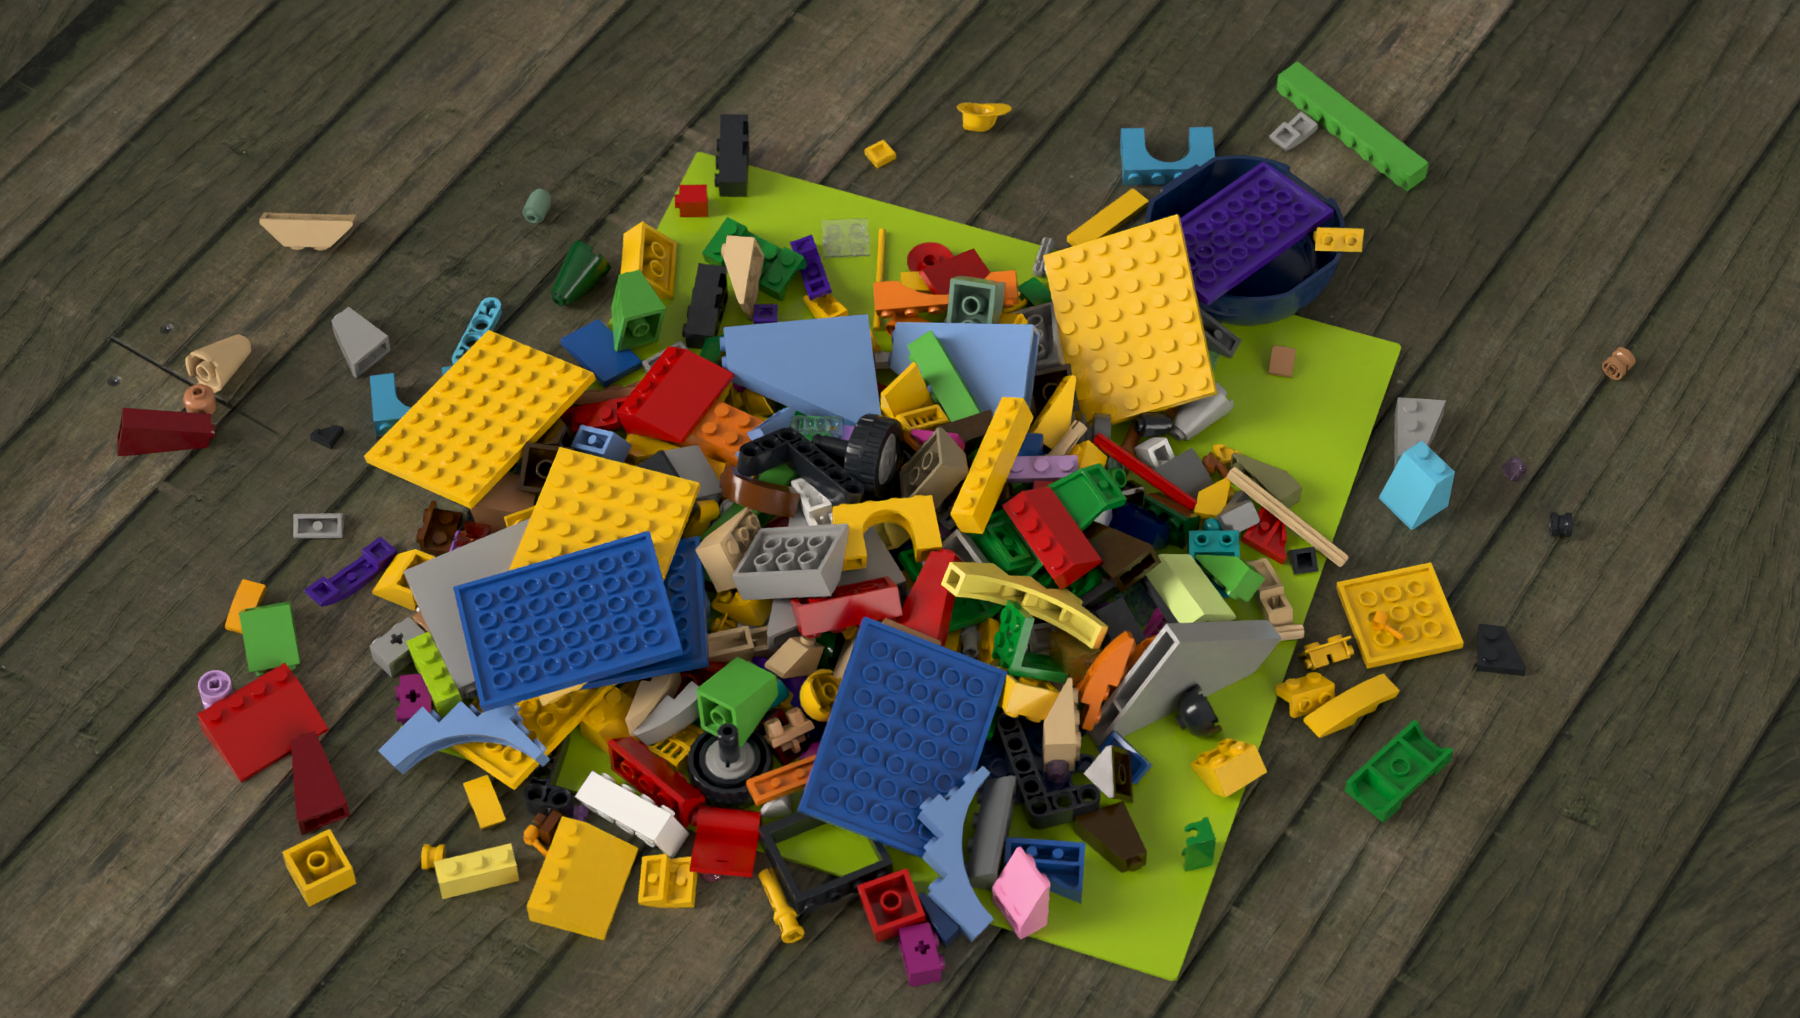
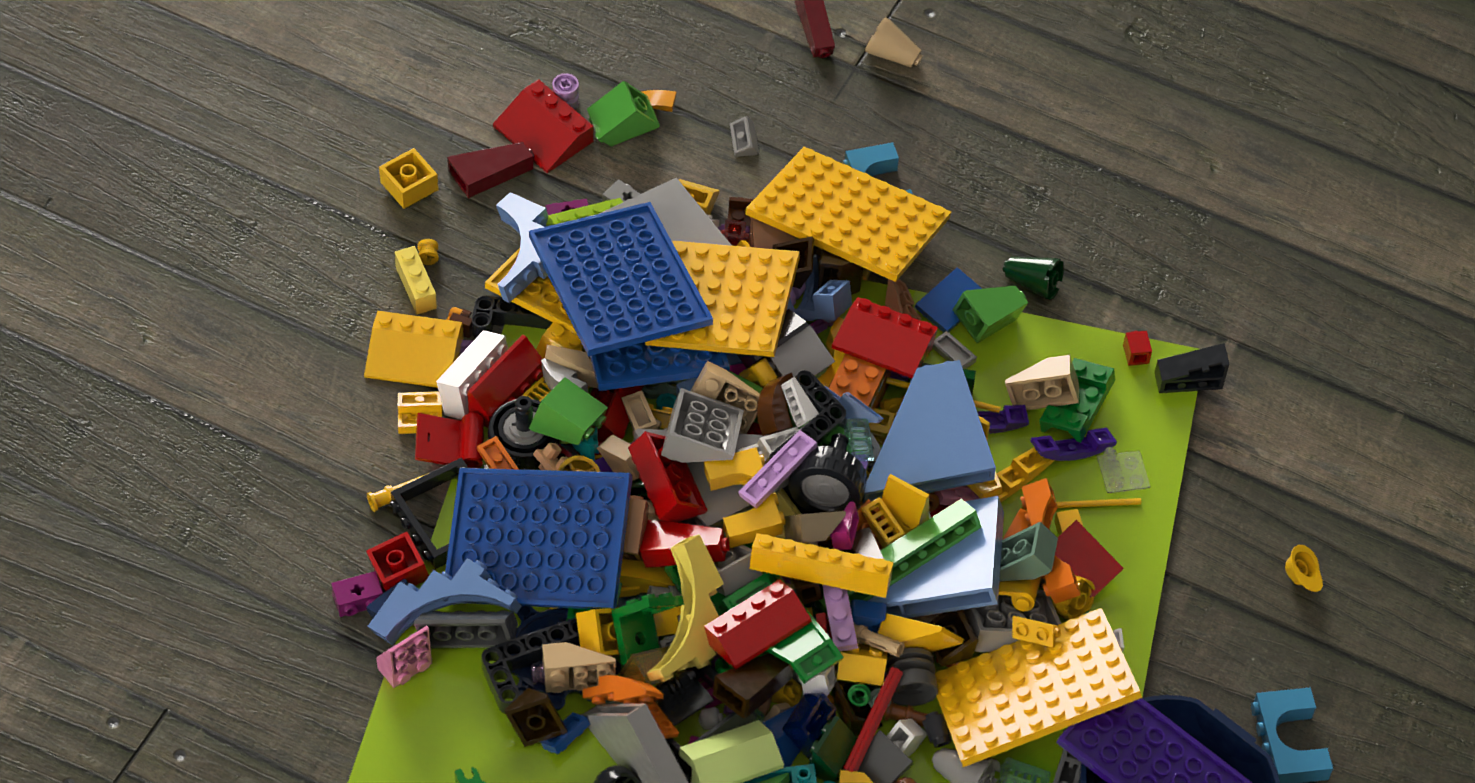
camera: 80 degrees right, 0 degrees up
(200, 399) = (850, 39): nougat head -> none
(307, 229) = (1047, 79): tan wedge -> none
(327, 436) = (835, 130): black tile -> none
(354, 576) = (691, 164): dark purple slope -> none
(359, 341) = (933, 133): light grey slope -> none
(480, 316) = (963, 211): medium azure beam -> none
(484, 802) = (475, 282): yellow slope -> none
(537, 206) = (1110, 238): sand green brick -> none
(596, 415) = (869, 289): red bracket -> none
(651, 254) = (1057, 323): yellow slope -> none
(706, 306) = (998, 365): black wedge -> none
(774, 467) = (798, 402): none -> white slope
(871, 484) = (777, 469): none -> lavender plate
(880, 153) = (1239, 495): yellow tile -> none
(926, 255) = (1111, 532): red dish -> none
(1046, 248) = (1138, 634): light grey axle -> none
(1058, 860) = (443, 679): blue wedge -> none
(1068, 311) = (1034, 631): none -> yellow hinge
(1109, 218) = (1196, 687): yellow tile -> none
(1113, 836) = (480, 729): dark brown slope -> none

